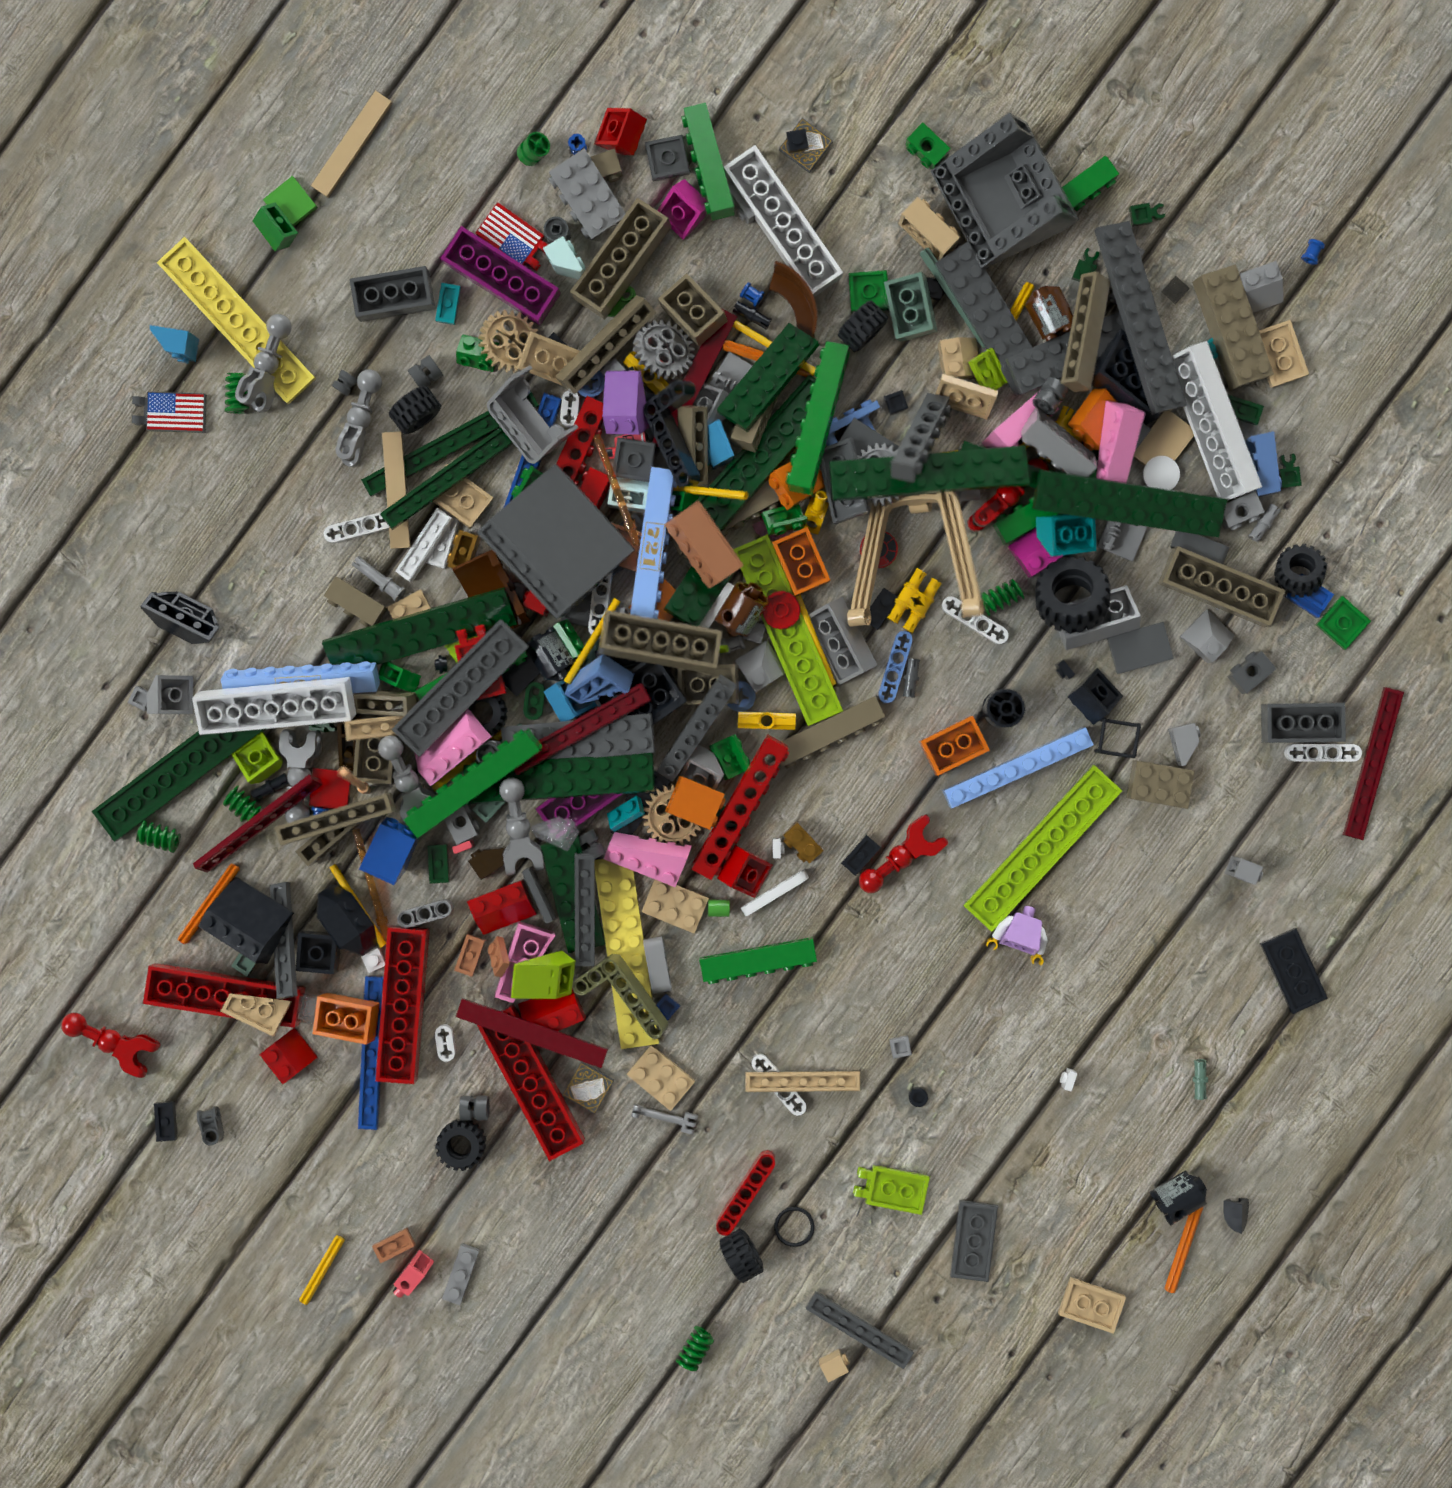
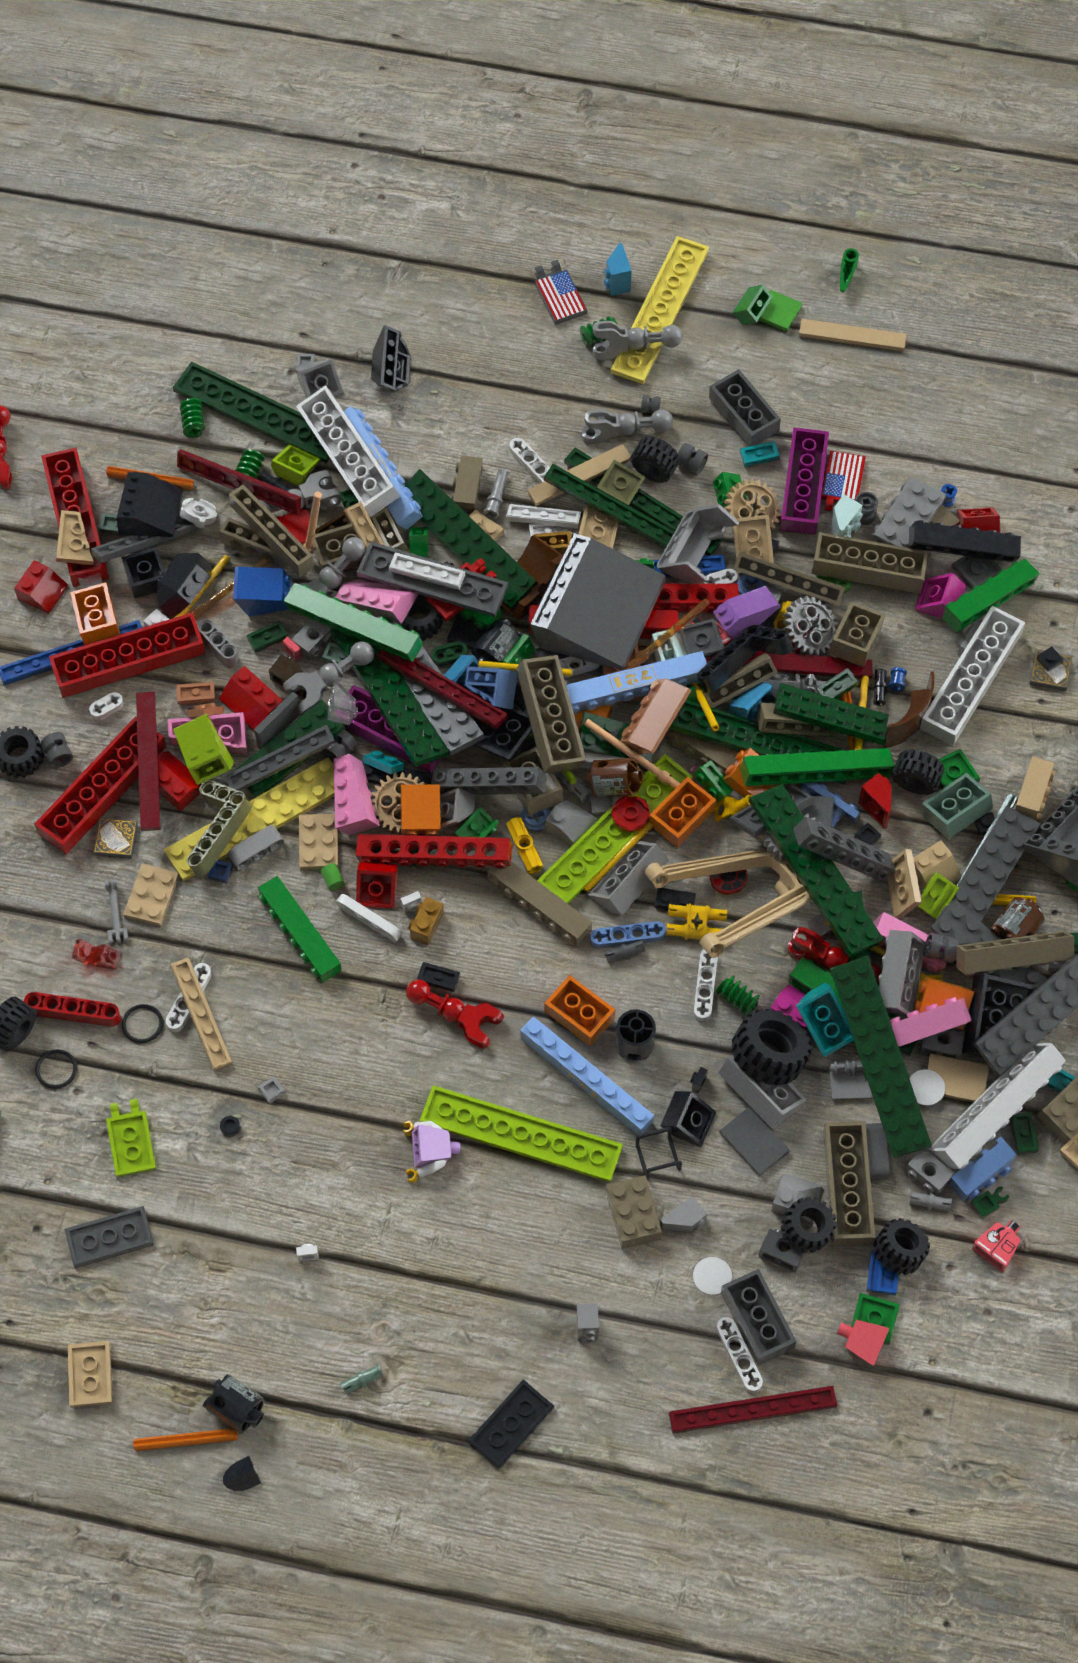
camera: 65 degrees right, 25 degrees down
(275, 110) = (848, 266): none -> green piece
(278, 880) = (199, 513): none -> white plate
(426, 455) = (621, 482): none -> olive plate
(452, 690) = (427, 571): none -> white tile
(533, 149) = (924, 461): green wheel -> none
(642, 157) = (964, 541): none -> black brick
(700, 1150) = (97, 956): none -> clear red slope
(737, 355) = (838, 685): none -> plate
(757, 563) = (663, 776): none -> light nougat bar
(767, 1130) = (138, 1007): none -> black tyre
(872, 376) = (876, 799): none -> red slope
(1241, 741) = (711, 1275): none -> white sticker
(1264, 635) = (819, 1214): none -> black tyre
(1331, 484) = (998, 1244): none -> coral torso
(1363, 641) = (864, 1339): none -> coral torso

